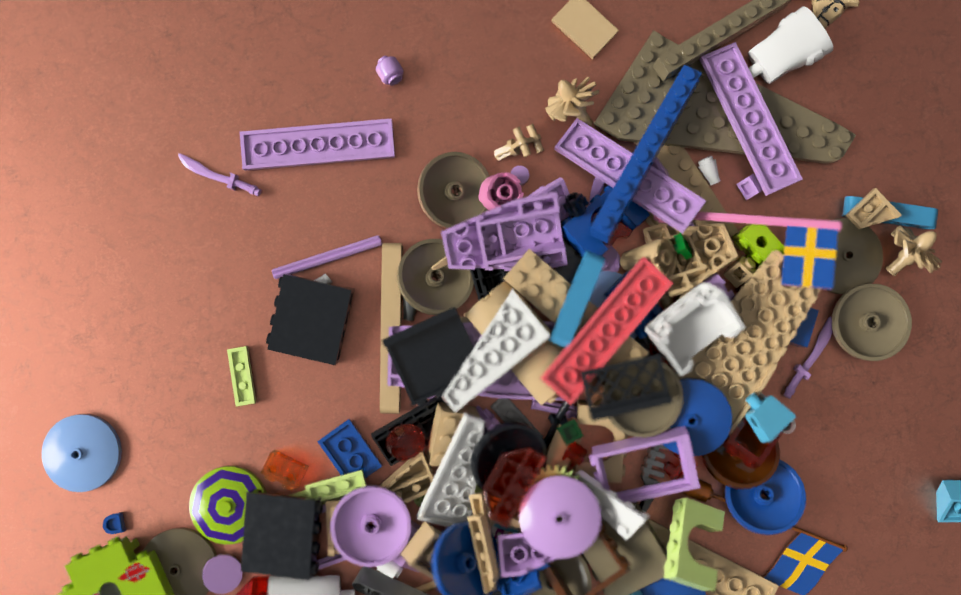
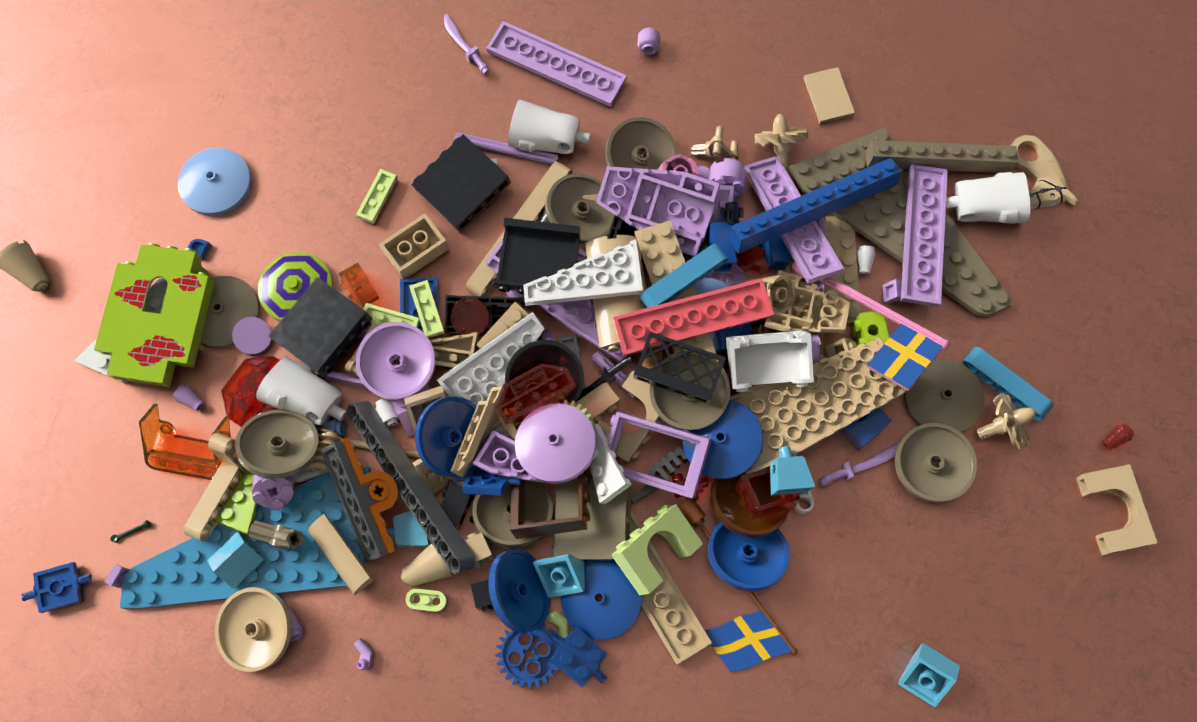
camera: 40 degrees right, 15 degrees down
(309, 405) = (414, 246): none -> tan brick
(353, 221) = (544, 129): none -> white torso
(362, 456) = (426, 309): none -> yellowish green plate
(548, 168) = (729, 173): none -> lavender brick
(570, 432) = (610, 387): dark green tile -> none
(575, 453) = (603, 408): clear red tile -> none
(682, 246) = (802, 298): green plate -> none
(872, 210) = (989, 366): tan wing -> none

